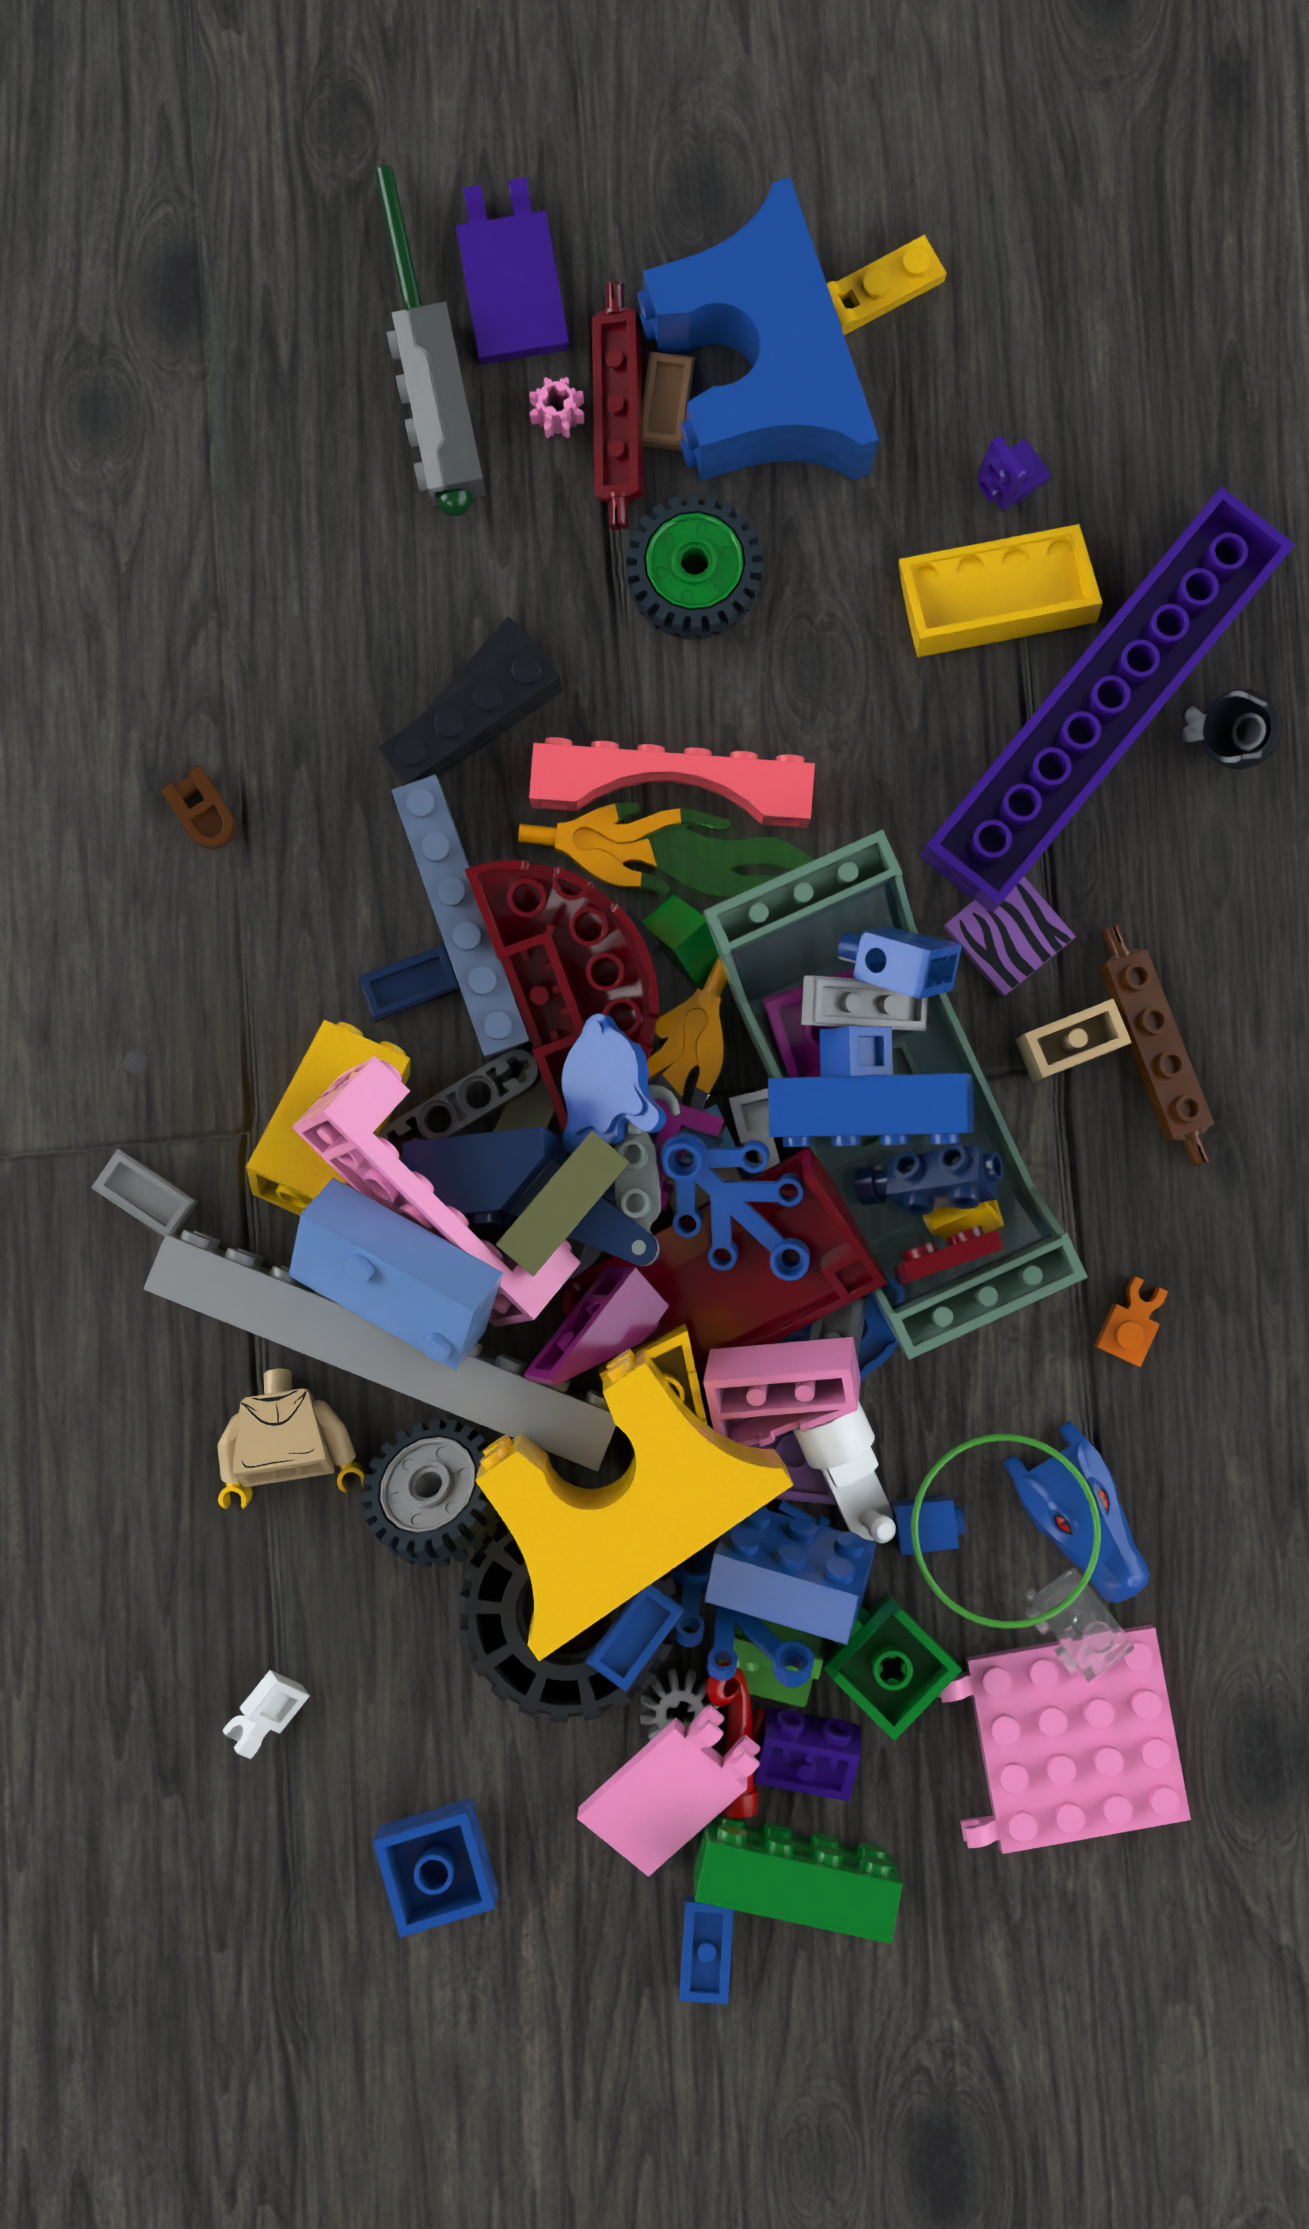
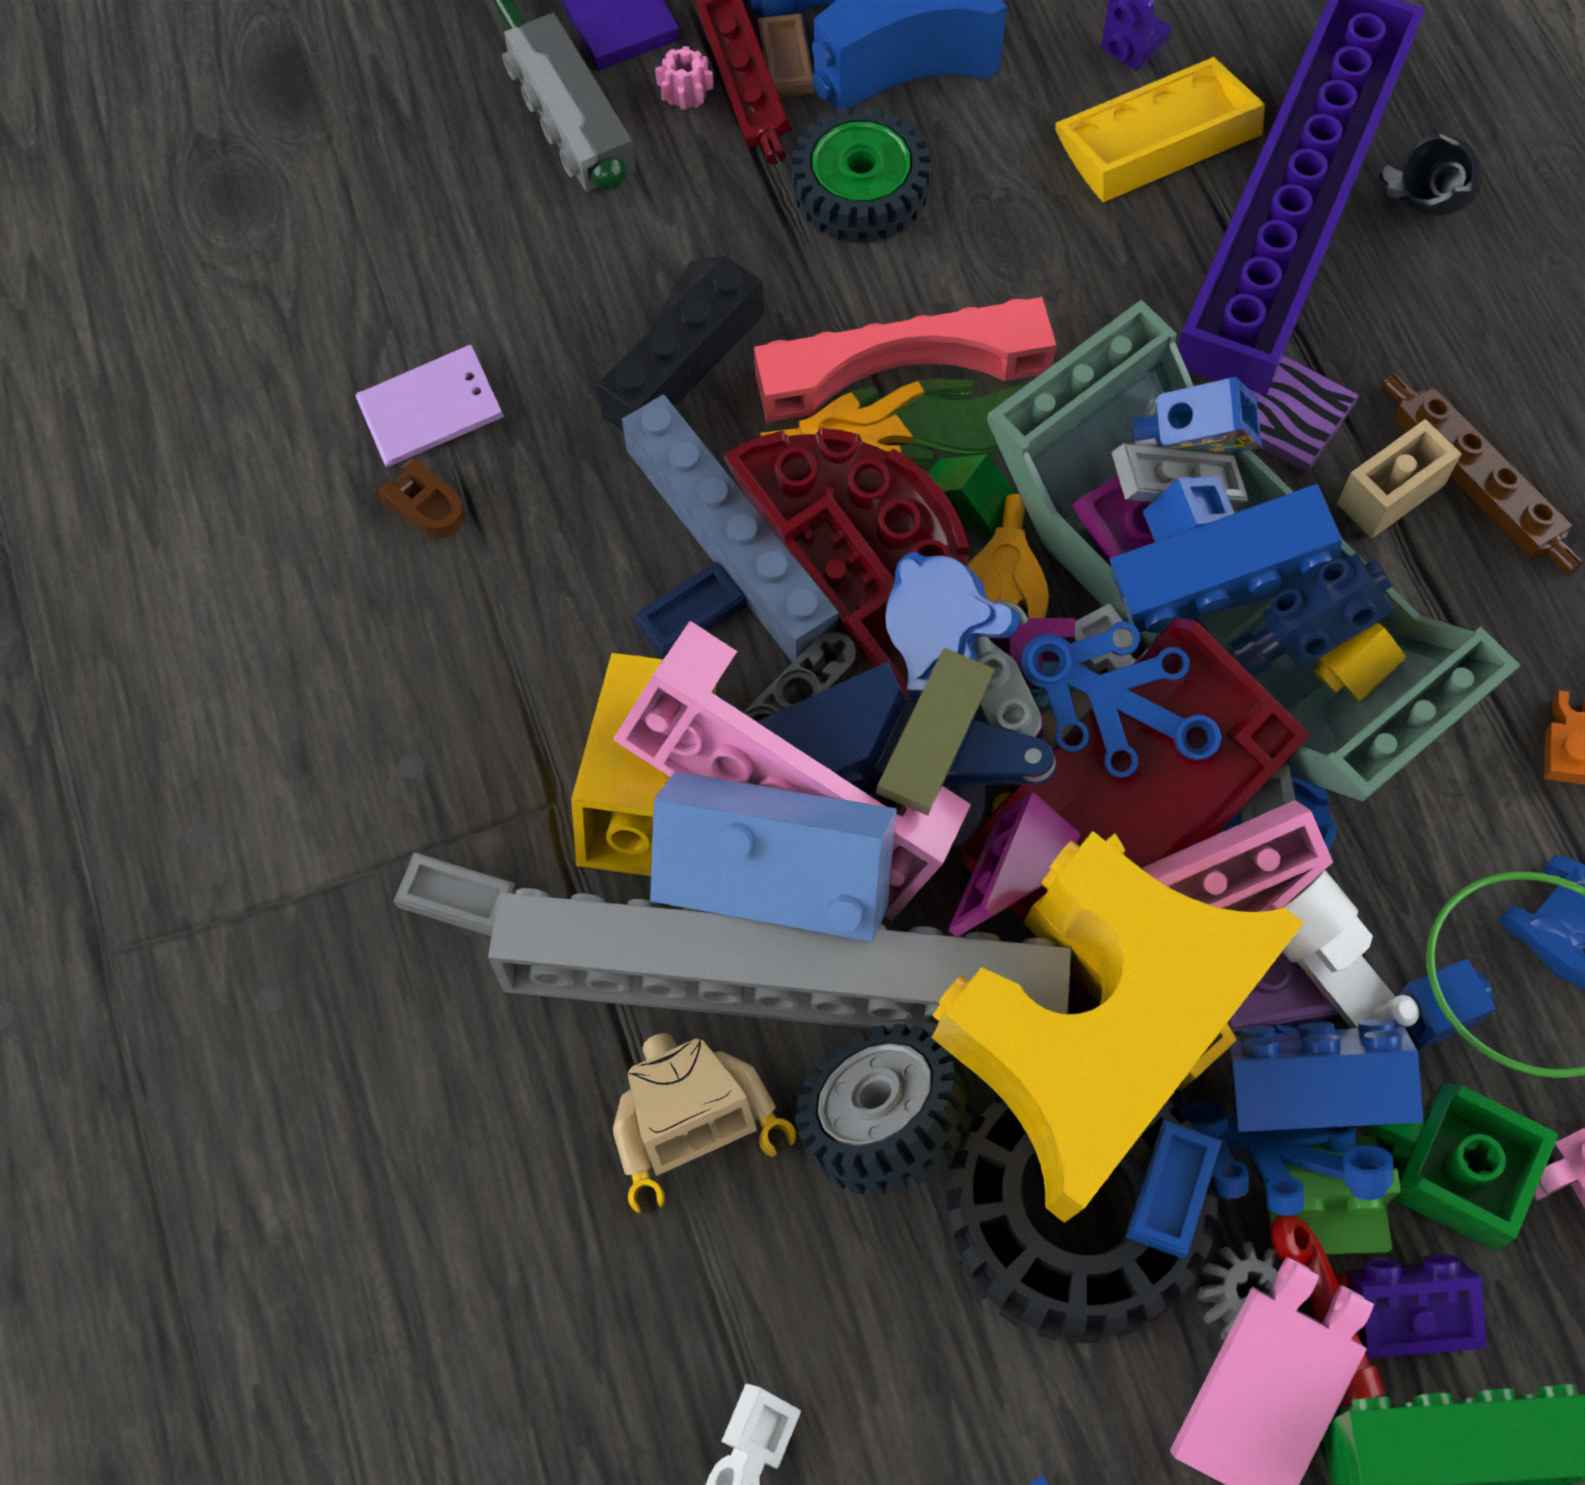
camera: 15 degrees left, 20 degrees down
(230, 707) = (428, 406): none -> lavender container
(962, 1248) = (1366, 684): dark red plate -> none

